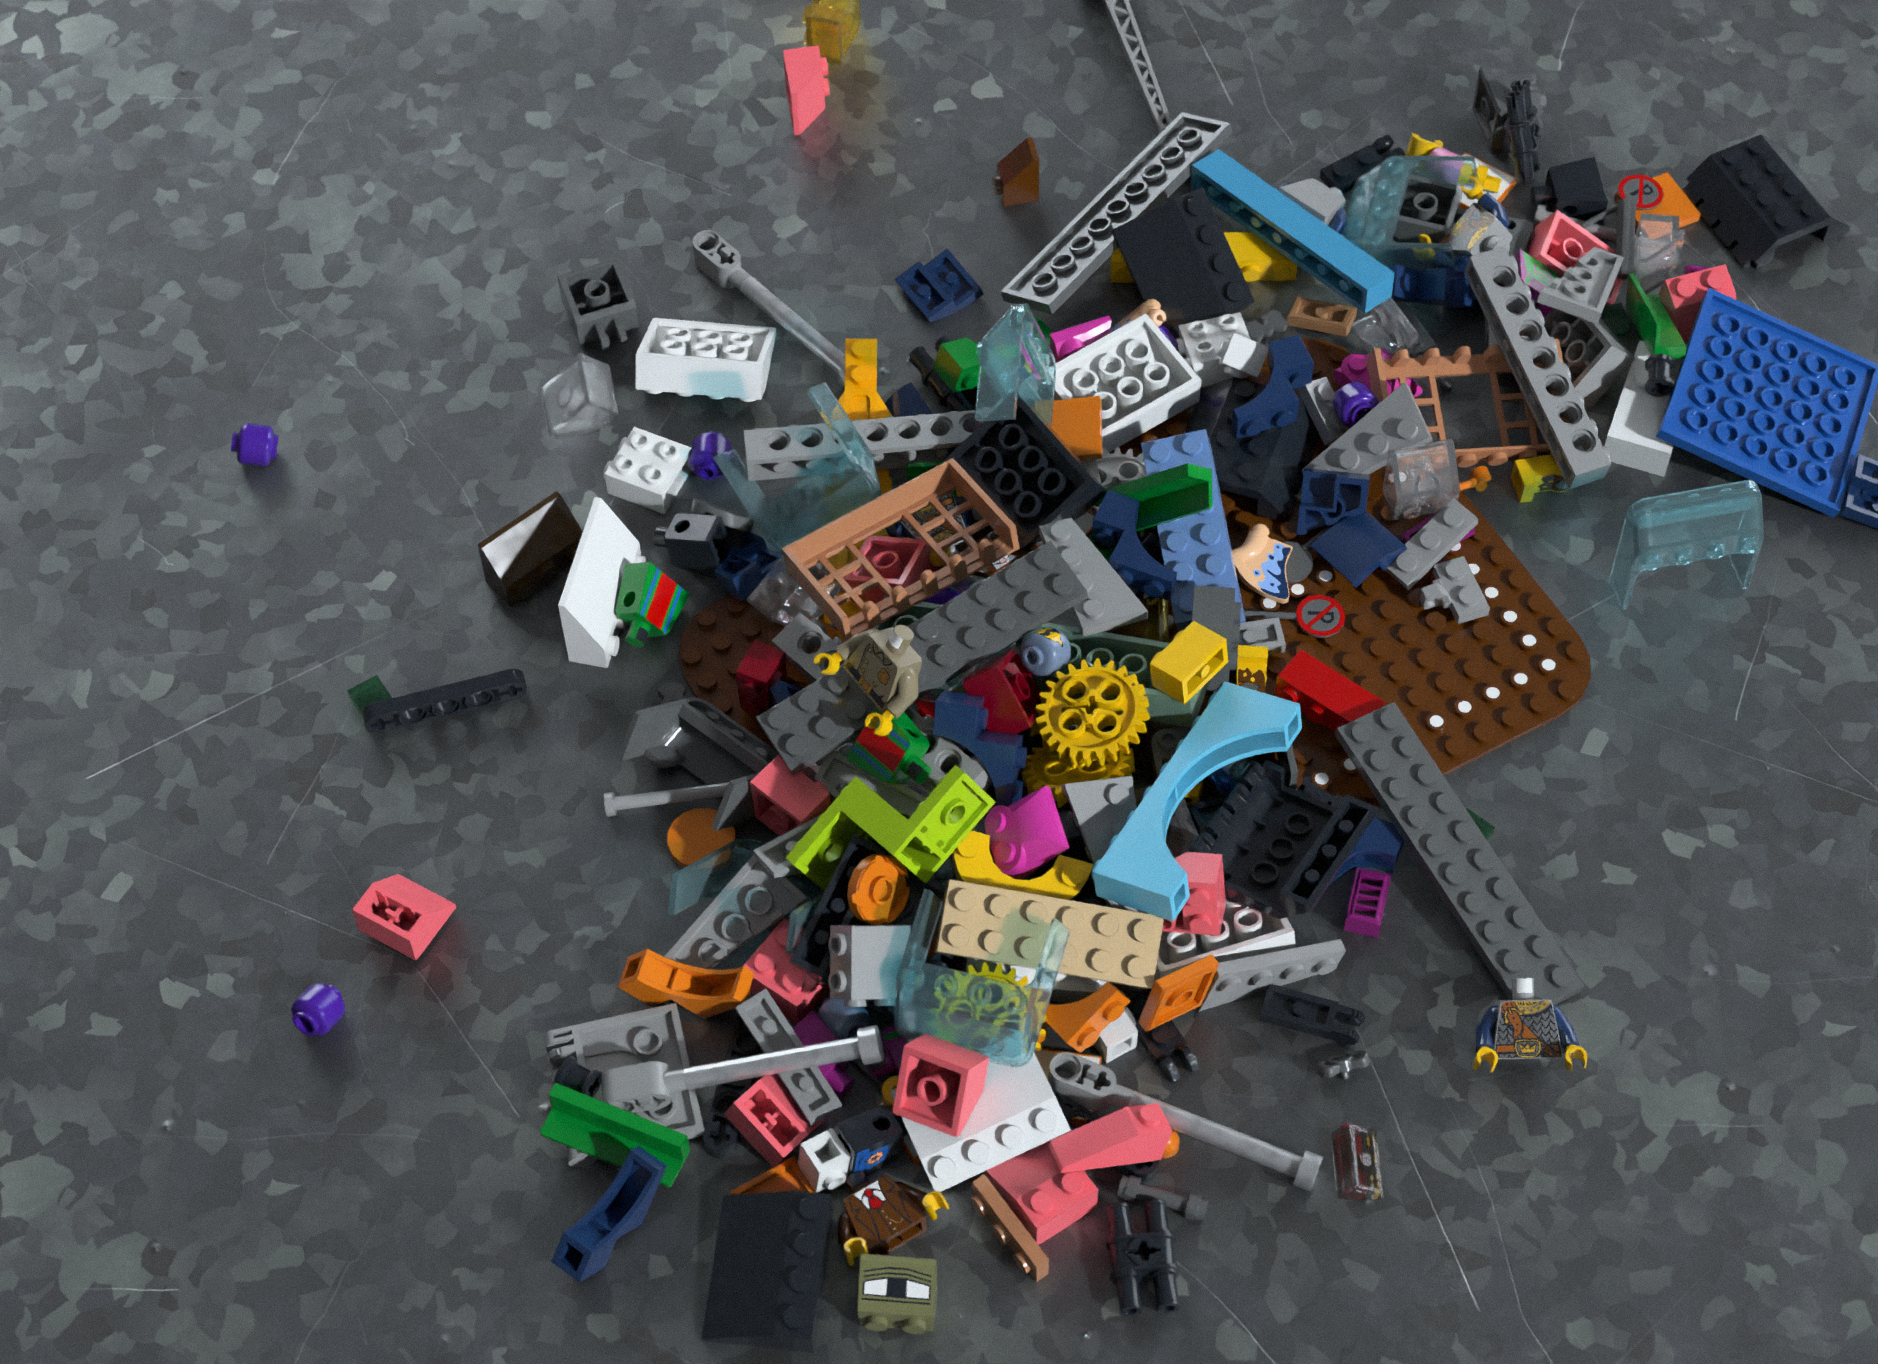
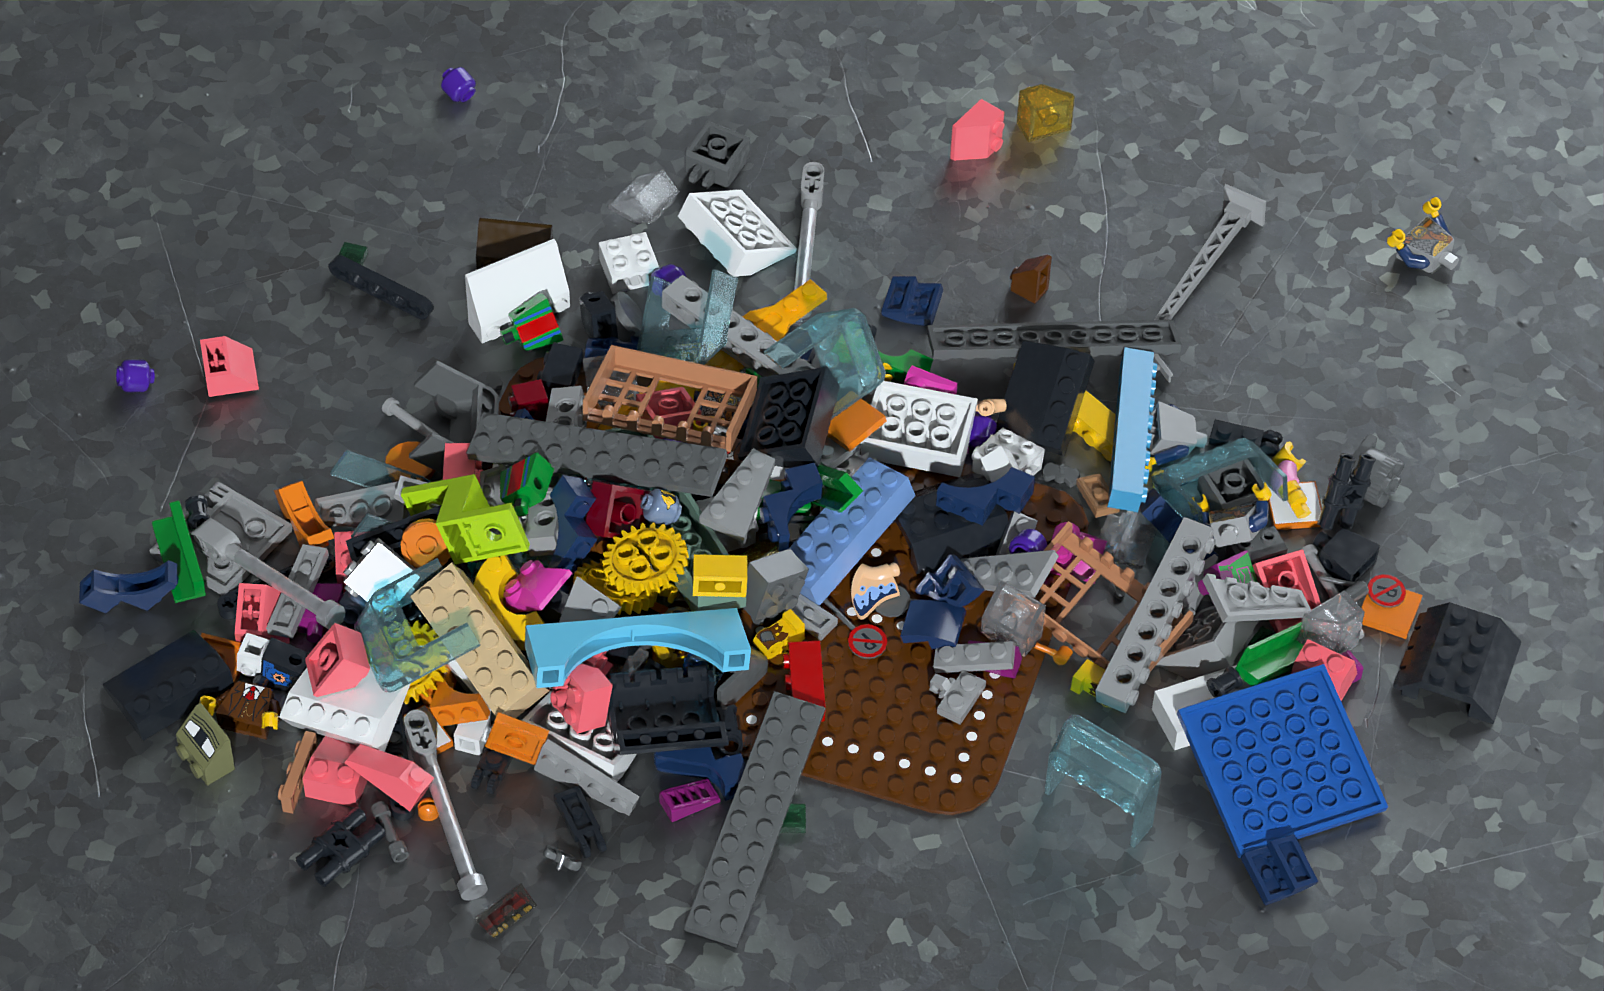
camera: 45 degrees right, 5 degrees down
(732, 622) = (561, 367): none -> black brick
(883, 668) = (554, 436): dark tan torso -> none
(1526, 1030) = (667, 927): torso -> none

